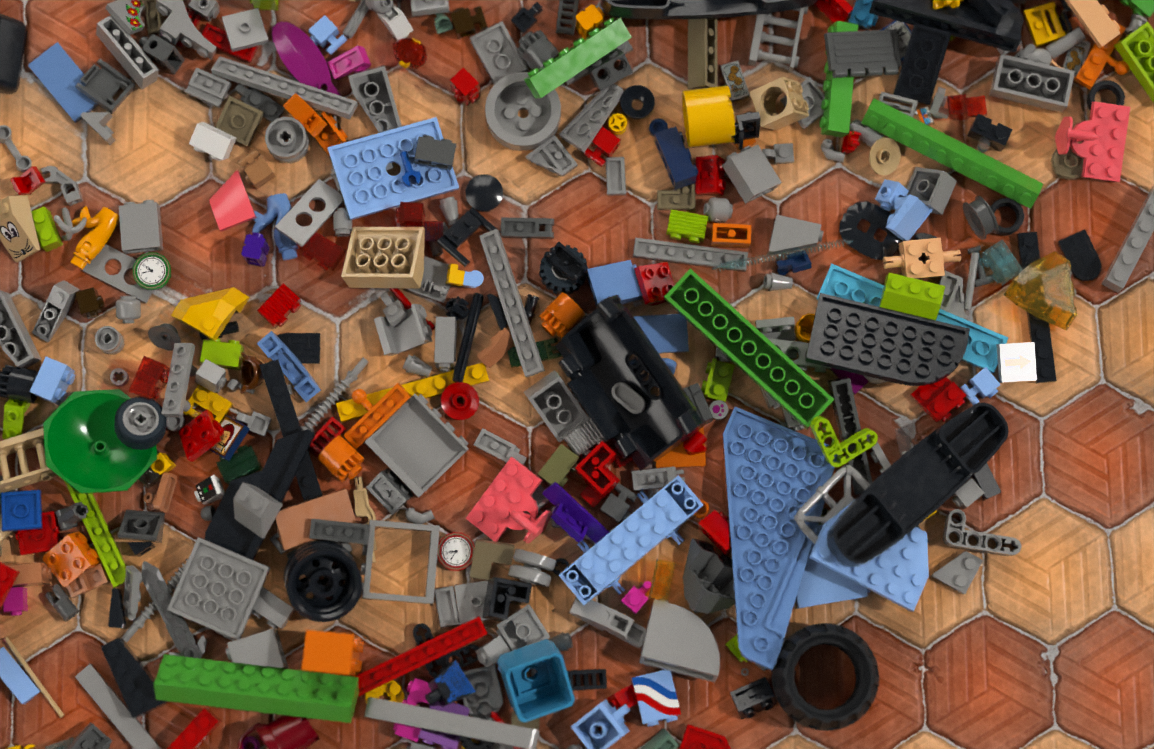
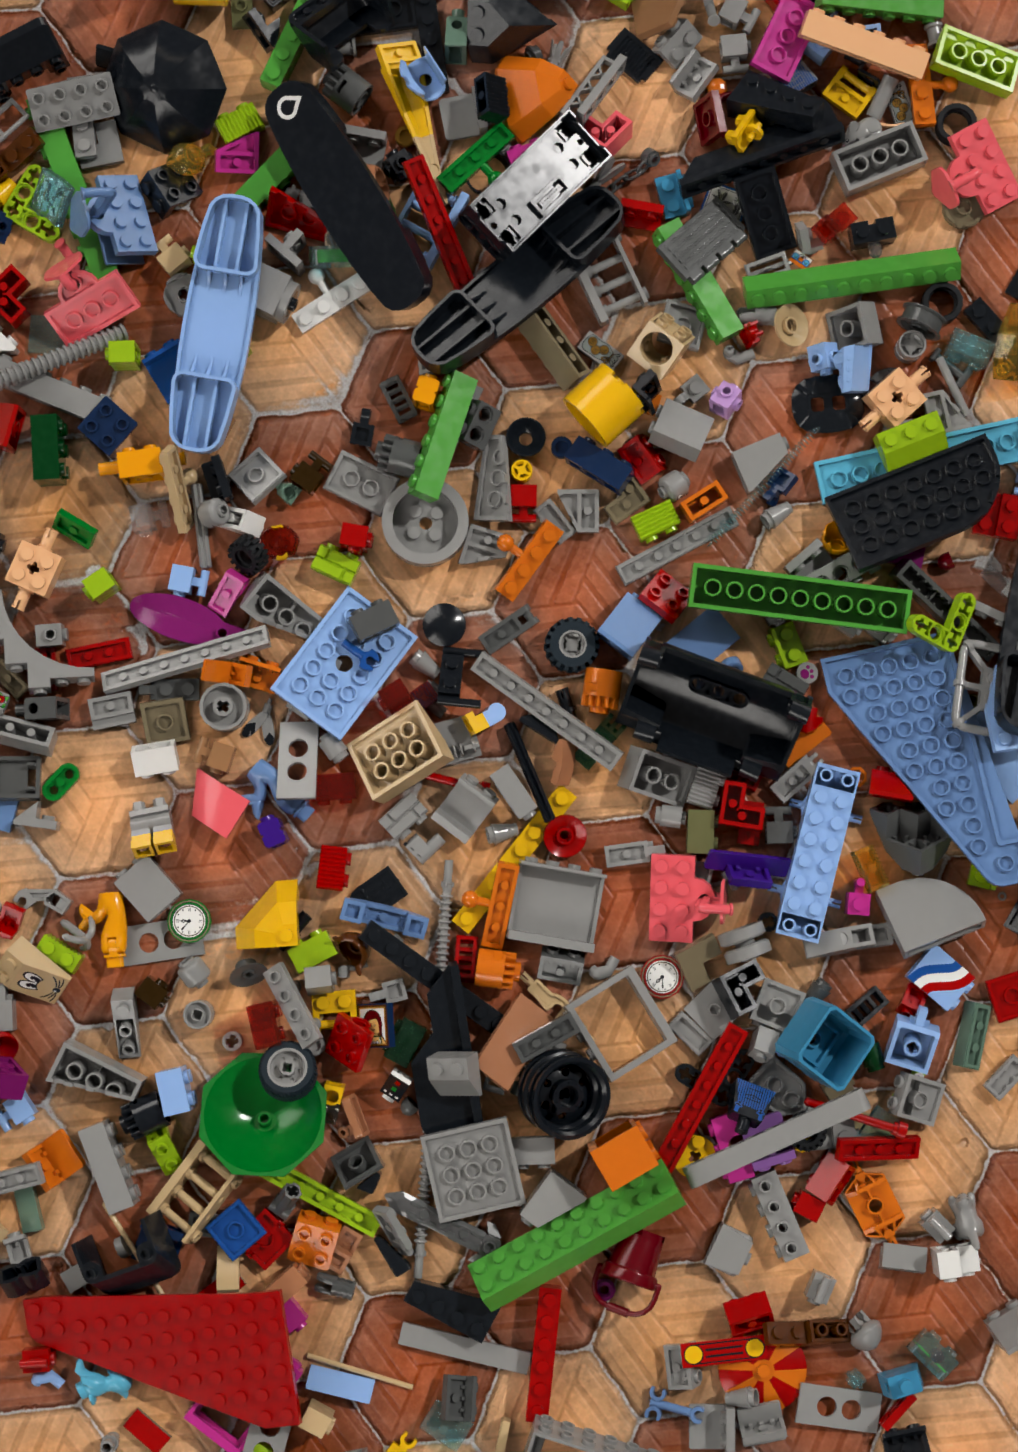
camera: 35 degrees left, 5 degrees up
(136, 111) = (61, 782): none -> green plate
(173, 186) = (151, 828): none -> hips
(245, 29) = (106, 630): light grey plate -> none
(308, 169) = (262, 719): none -> light grey piece
(352, 339) = (424, 850): none -> light grey piece
(356, 306) = (404, 816): none -> light grey brick
(381, 45) = (248, 554): none -> black tyre
(394, 311) = (444, 795): light grey plate -> none
(438, 97) = (336, 565): none -> lime brick
(457, 308) = (499, 752): black gear -> none
(545, 440) = (670, 816): none -> light grey brick
(565, 718) = (875, 1059): none -> dark green brick
(566, 263) = (573, 638): black hinge -> none
(576, 188) = (527, 559): none -> orange plate
(628, 398) = (718, 722): light grey tile -> none
(641, 180) = (582, 508): none -> light grey wing
(799, 175) = (725, 399): none -> lavender brick
(876, 402) = (945, 562): none -> dark red hinge
(959, 230) = (910, 346): none -> light grey wheel

